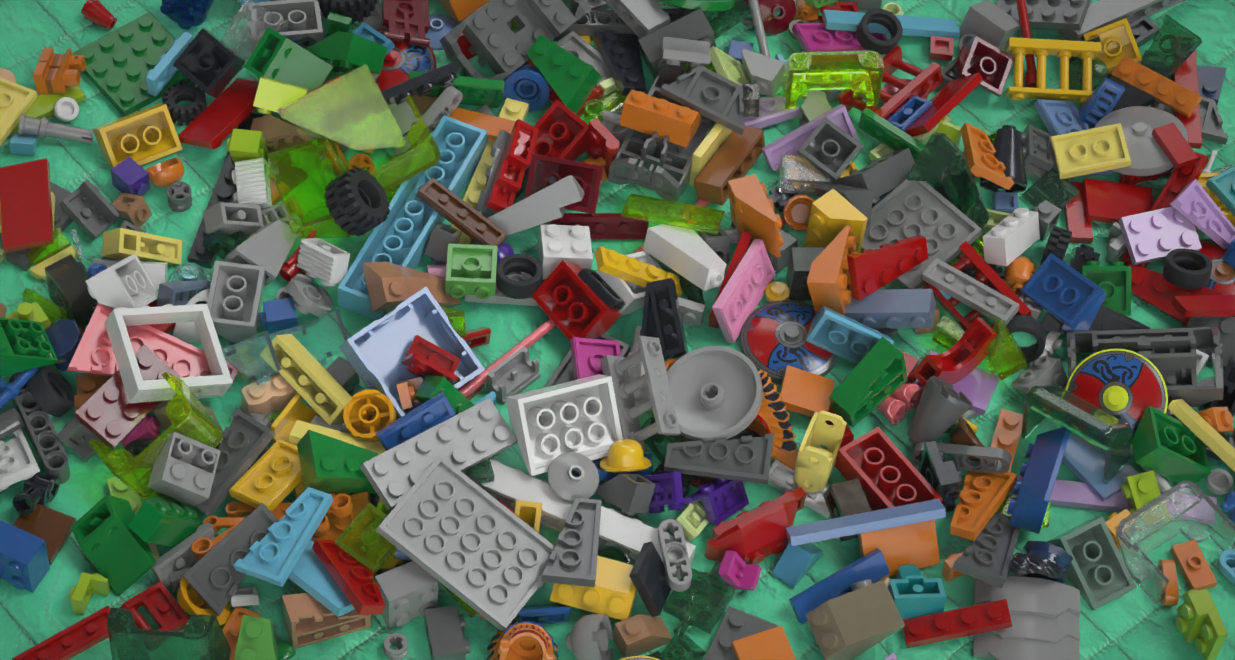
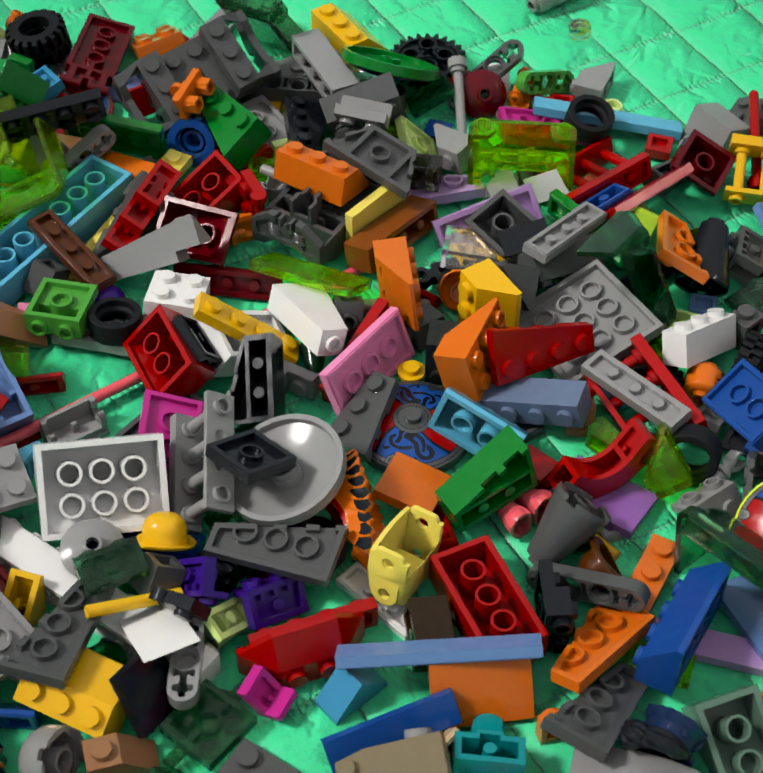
camera: 15 degrees right, 5 degrees down
(520, 46) = (189, 93): none -> orange hips
(598, 489) = (110, 566): none -> clear green bracket
(623, 515) = (122, 604): none -> yellow bar
(649, 533) = (157, 632): none -> white sticker
(666, 512) = (185, 606): none -> black plate
(687, 387) = (250, 456): none -> black plate
(754, 331) = (362, 417): none -> dark grey wing
(851, 160) = (514, 237): none -> black sticker
(855, 102) = (545, 183): none -> white sticker
(885, 152) = (564, 232): none -> light grey tile

